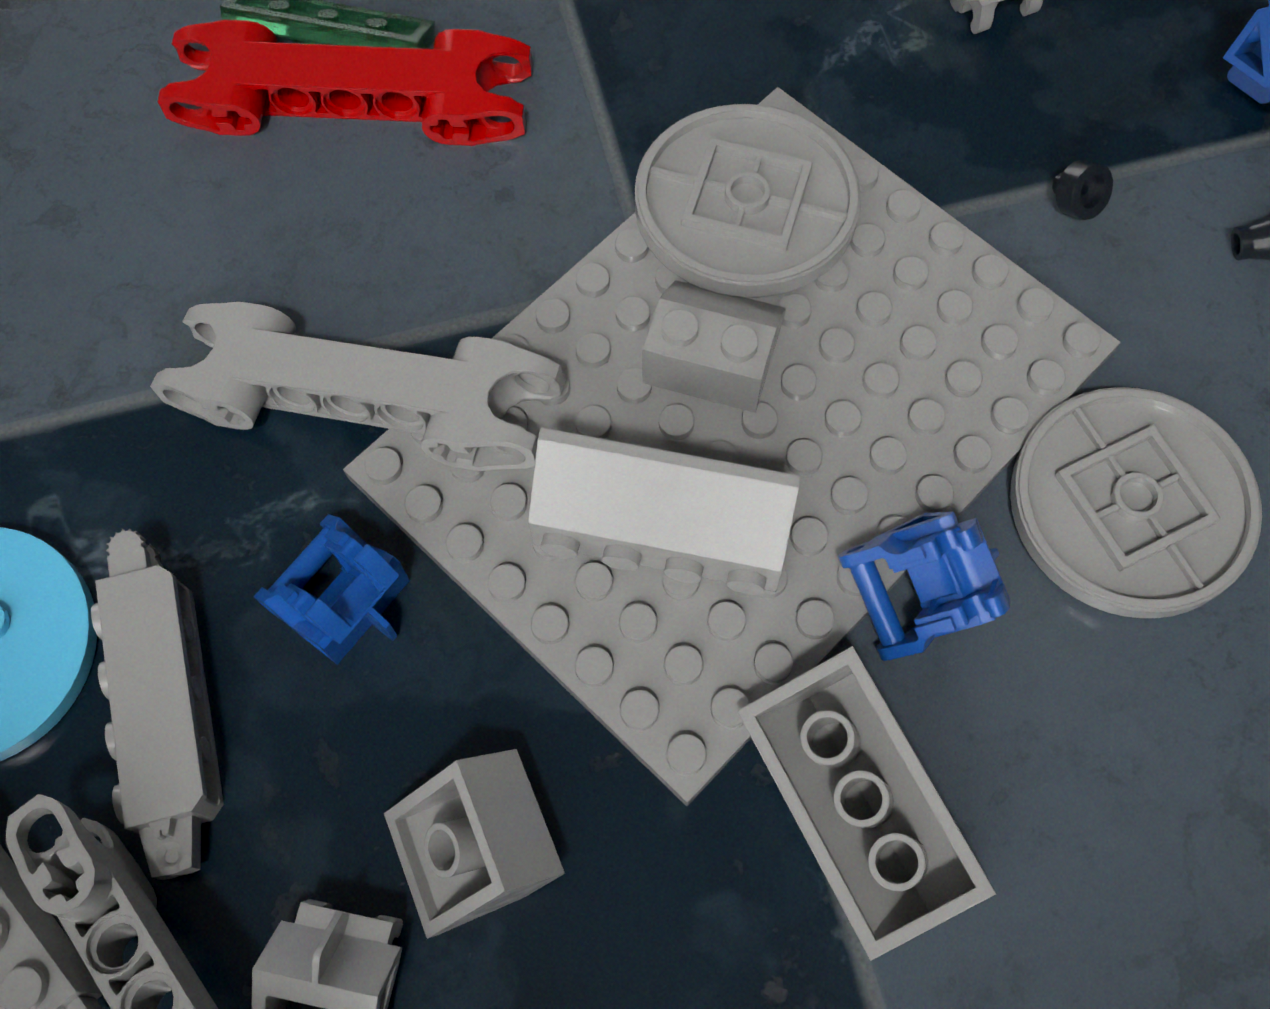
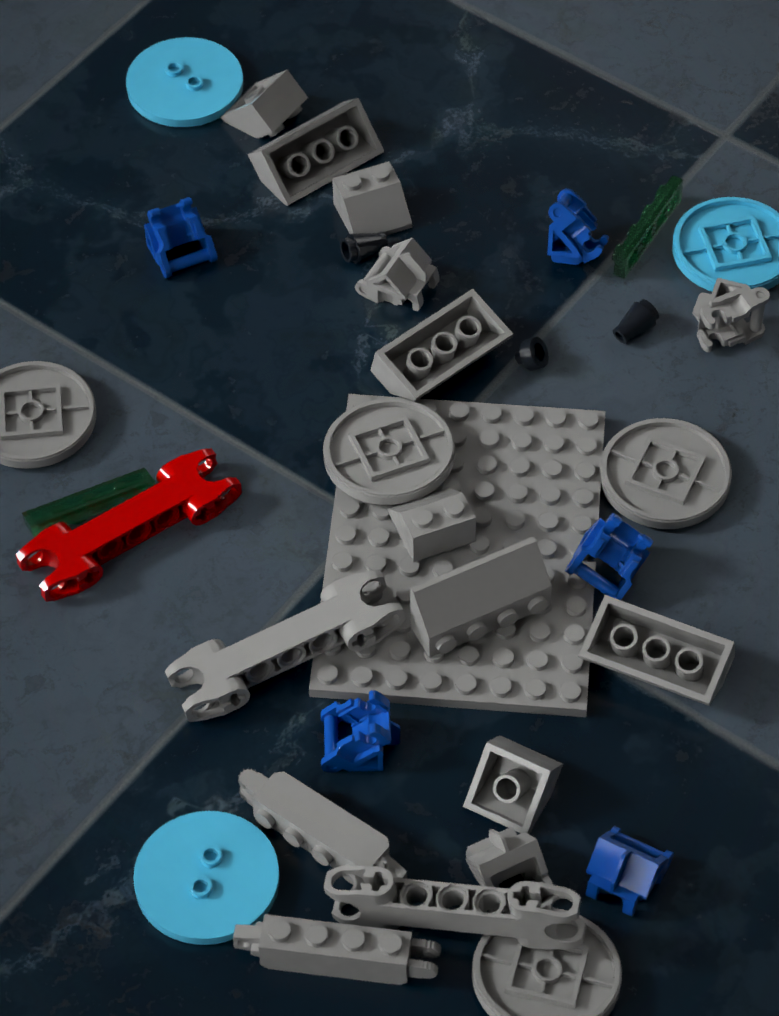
camera: 40 degrees left, 15 degrees down
(953, 93) = (439, 347): none -> light grey slope

